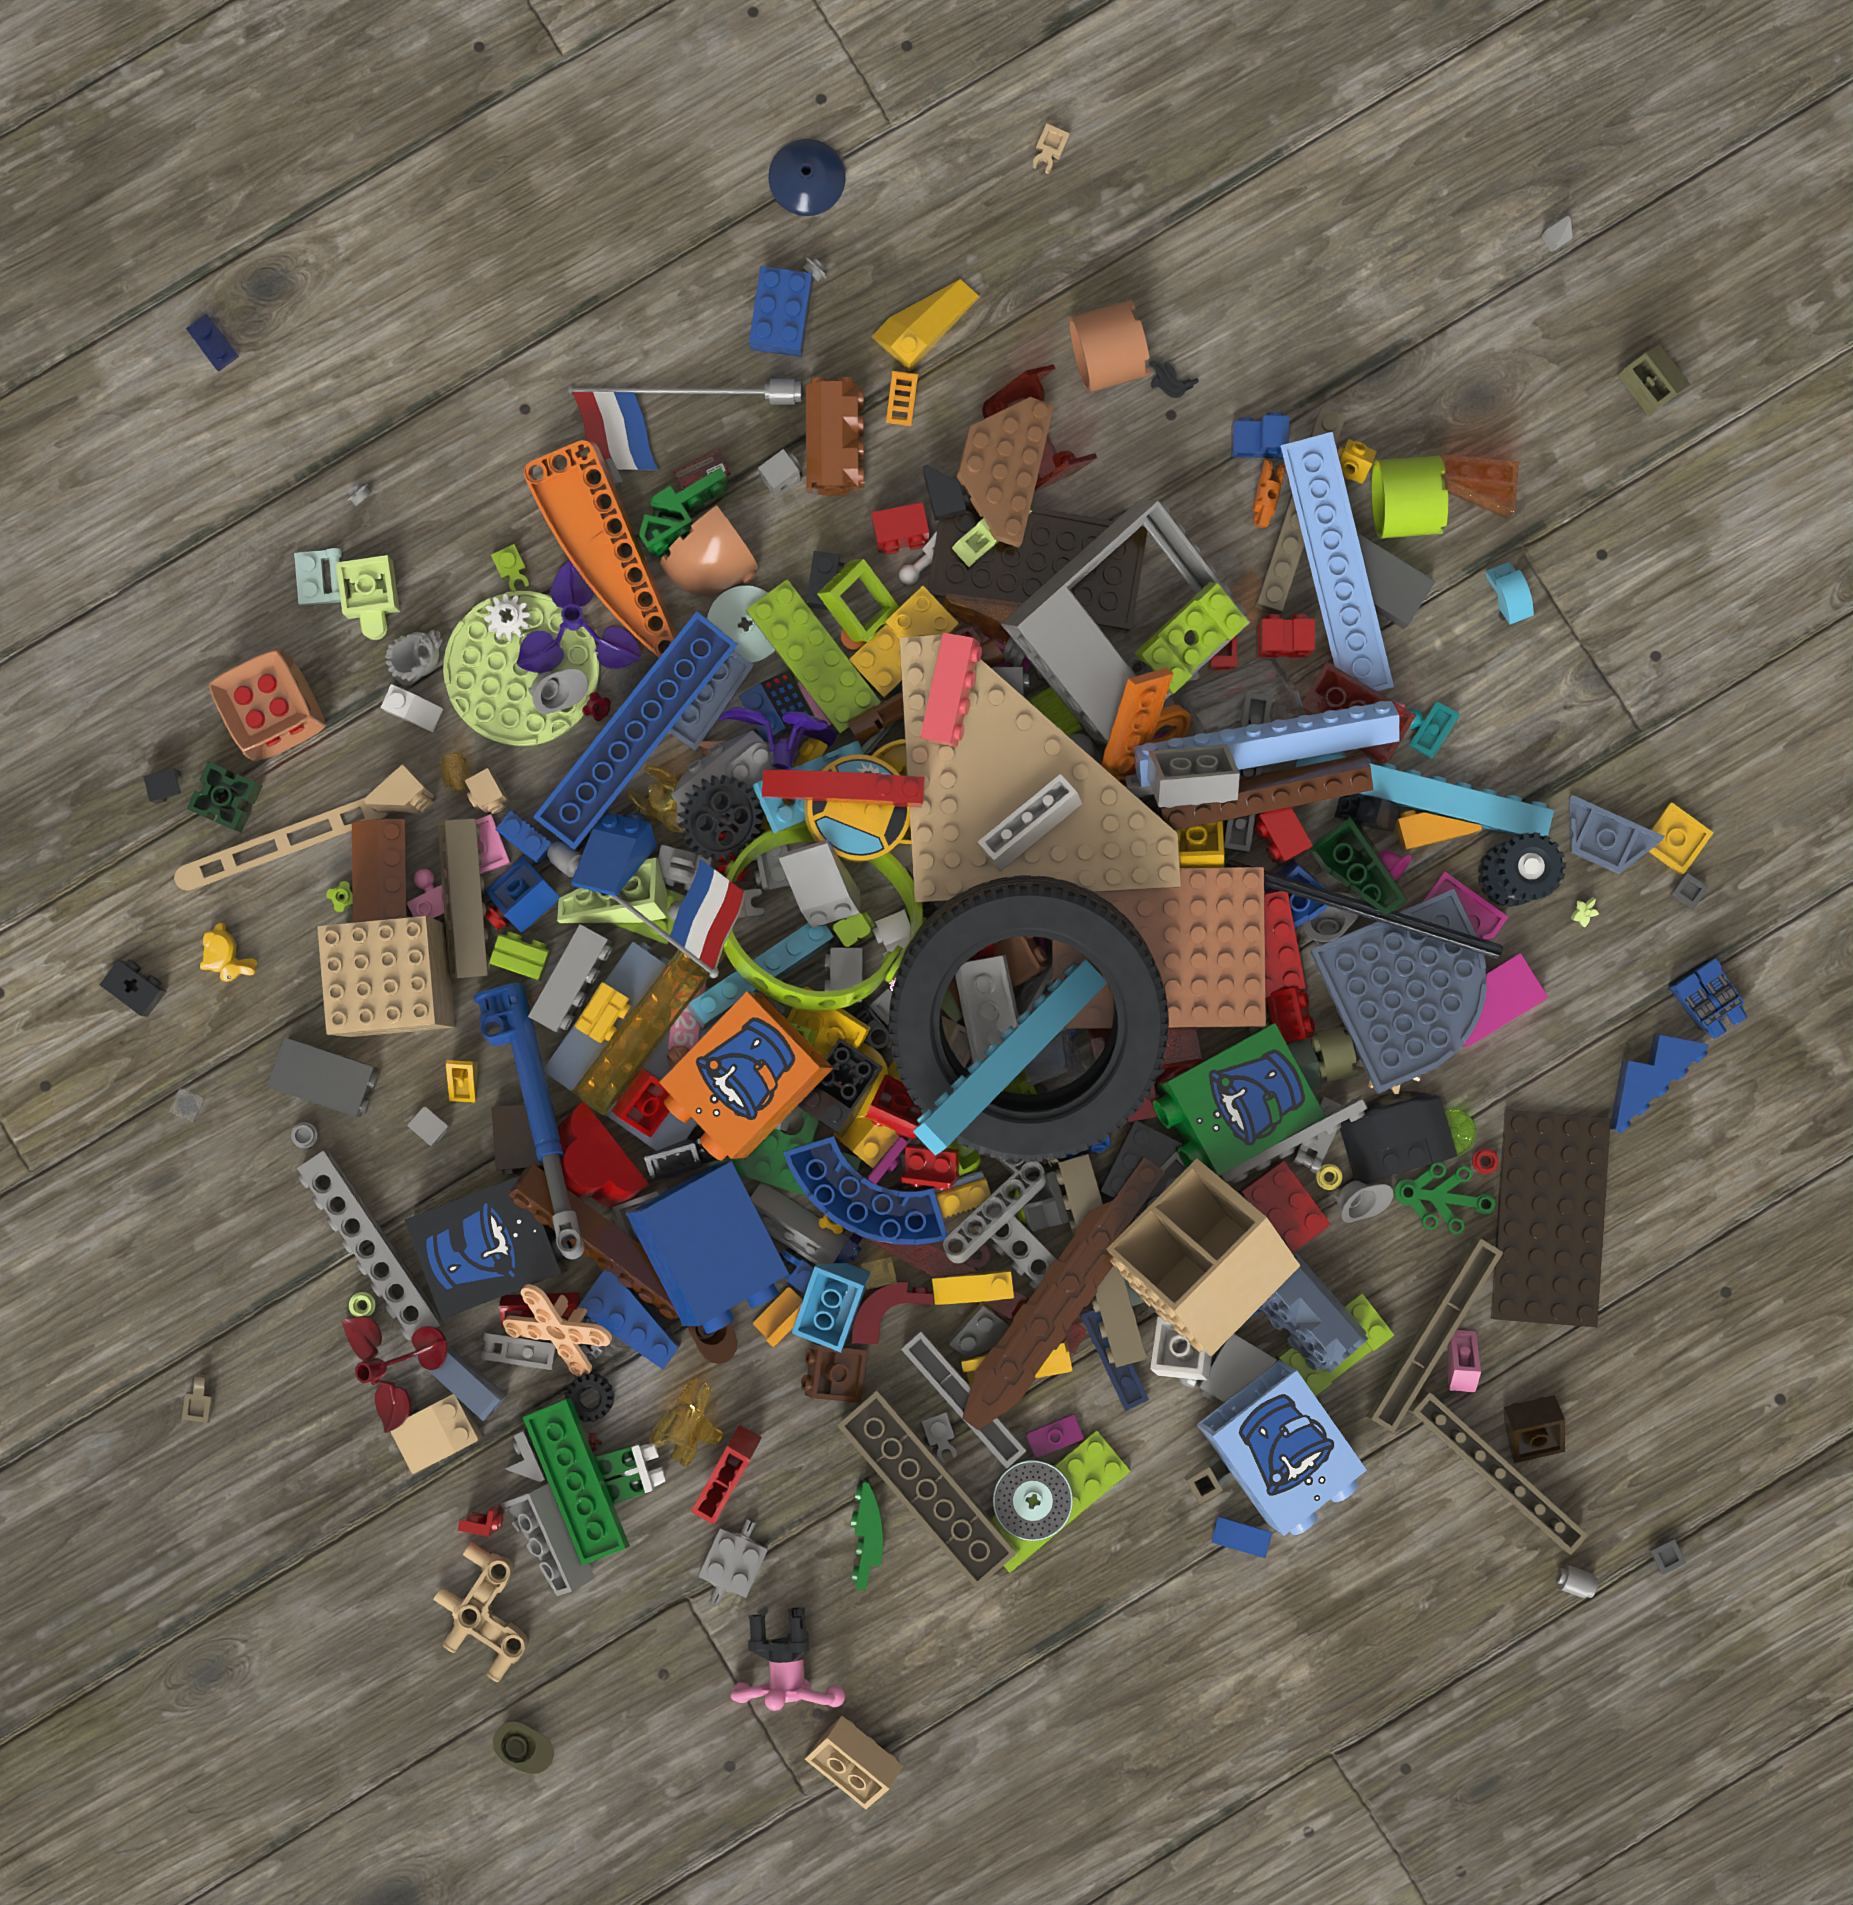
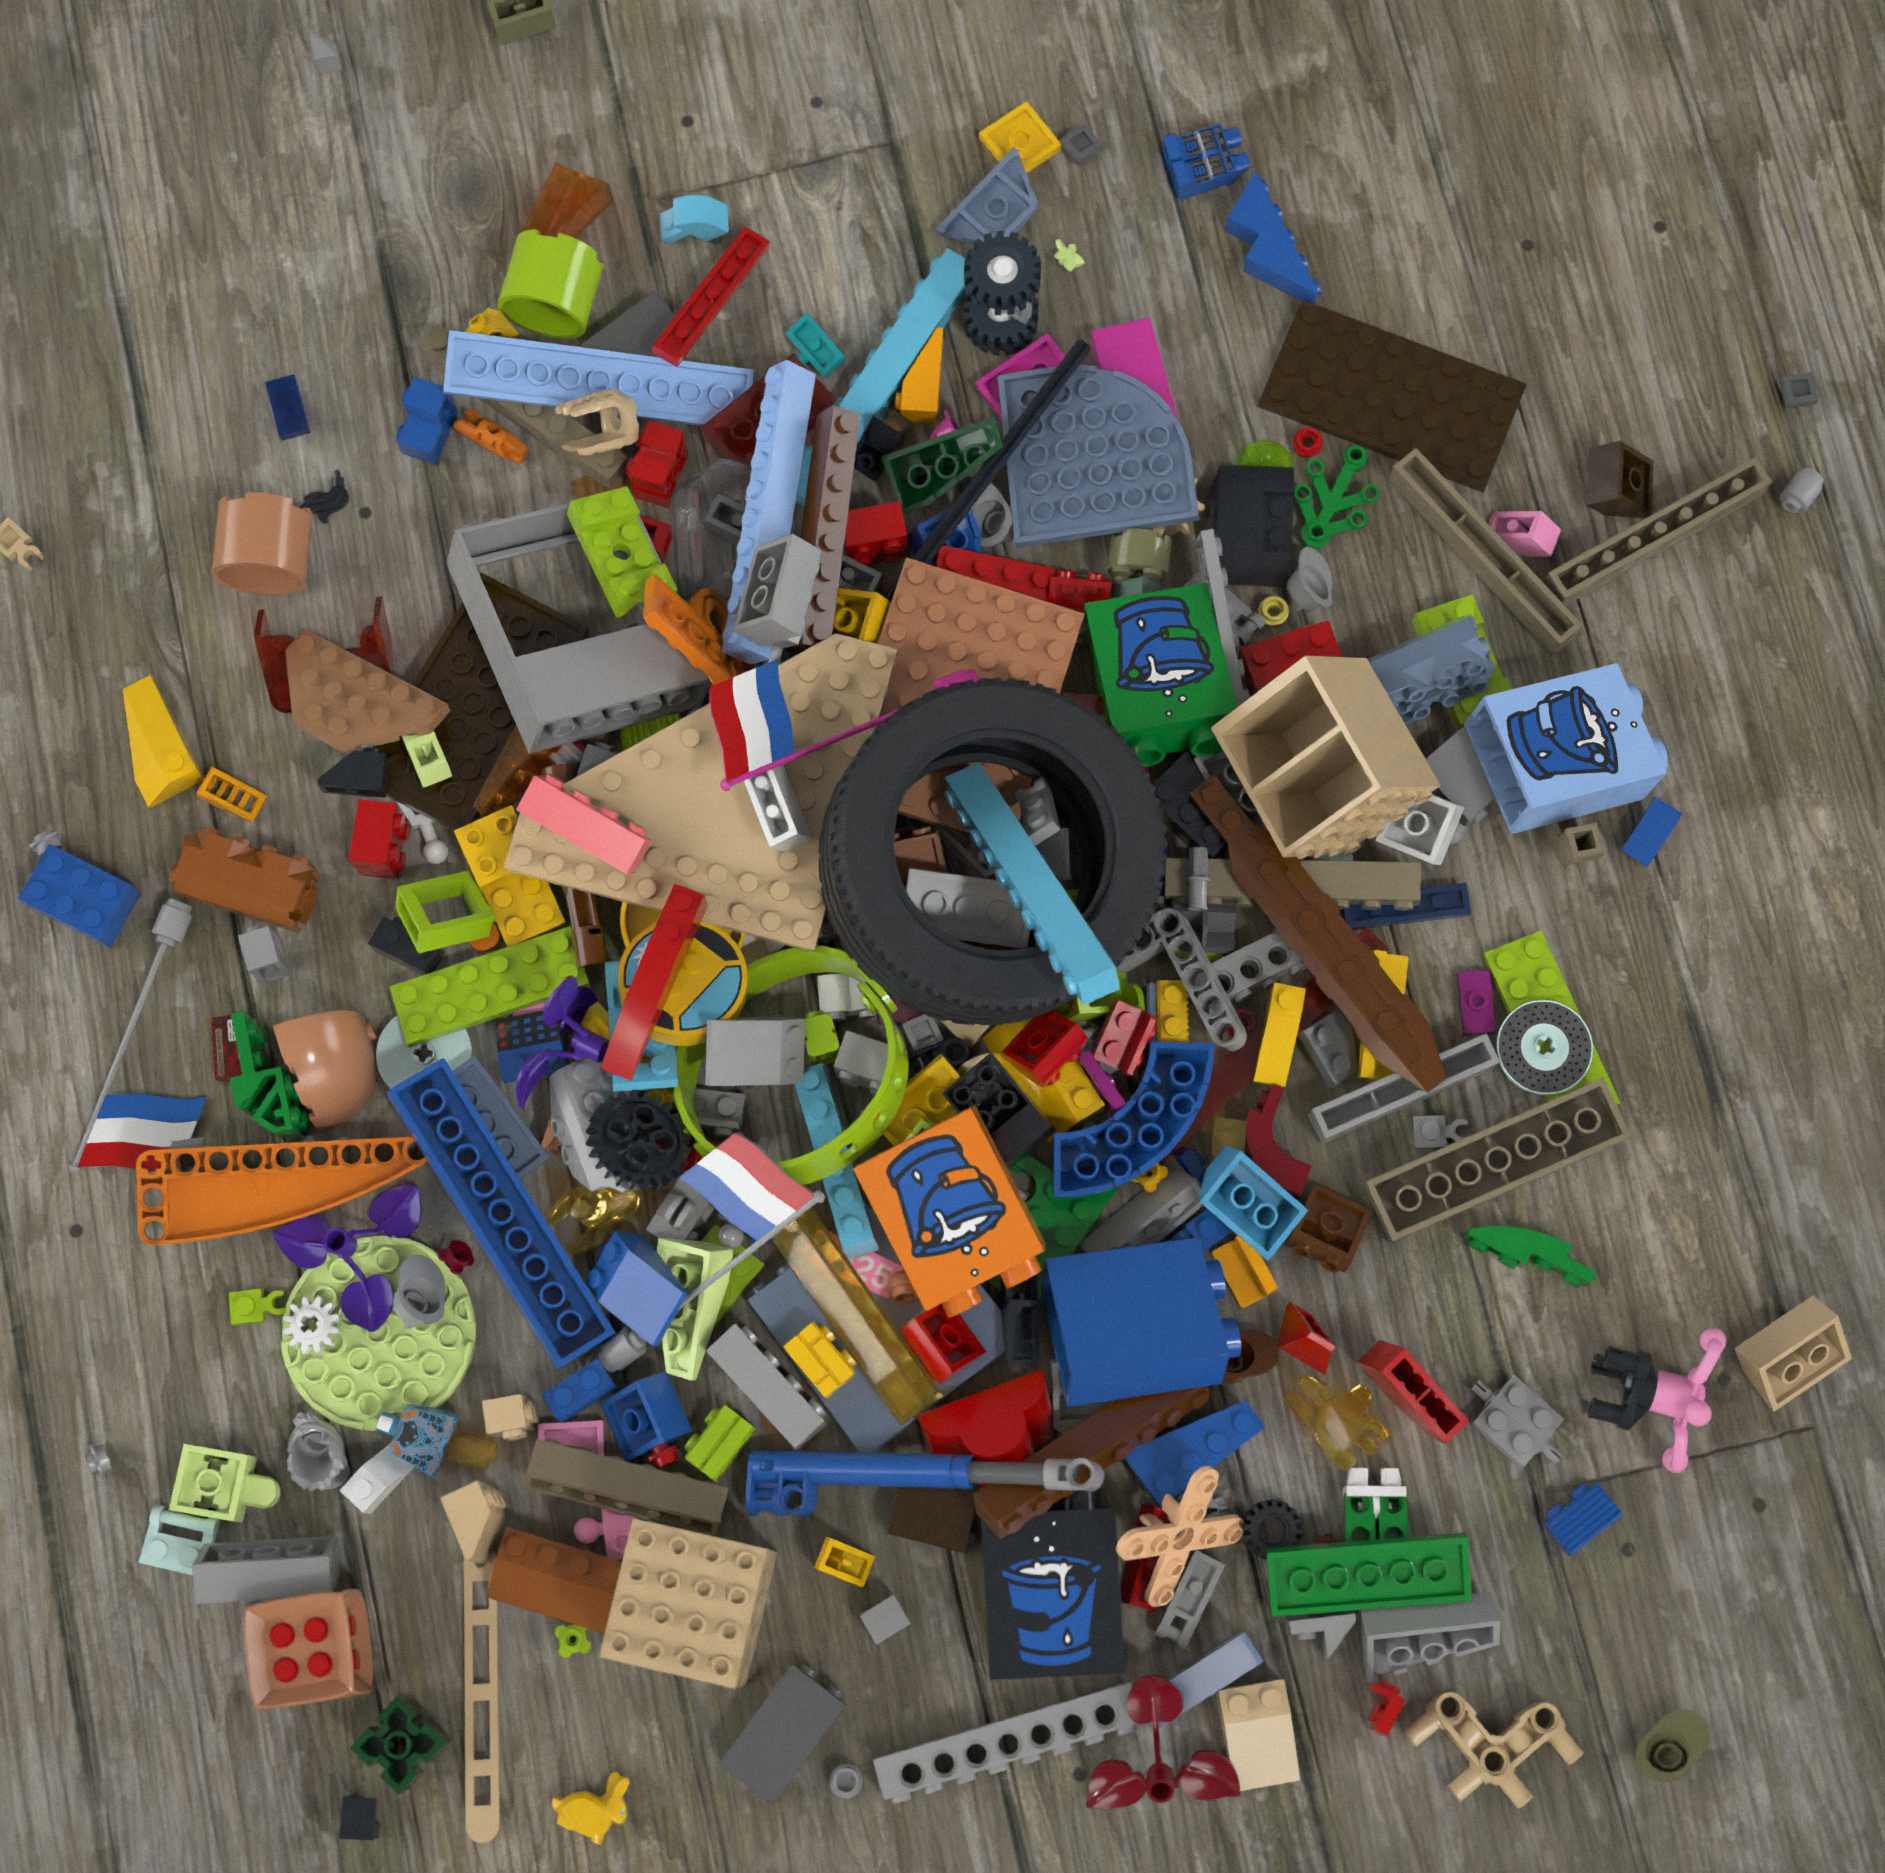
camera: 65 degrees left, 10 degrees down
(316, 651) = (265, 1569): none -> light grey brick
(354, 1304) = (1075, 1787): yellowish green plate -> none
(452, 728) = (419, 1435): none -> torso
(674, 1631) = (1581, 1517): none -> blue brick
(743, 1378) = (1305, 1338): none -> red slope
(1070, 799) = (757, 725): none -> flag
(1077, 1185) = (1197, 879): none -> light grey axle
(1079, 1043) = (1038, 811): none -> light grey plate
(1237, 320) = (288, 407): none -> clear blue plate
(1301, 596) = (615, 432): none -> tan piece
(1444, 630) = (710, 296): none -> red plate

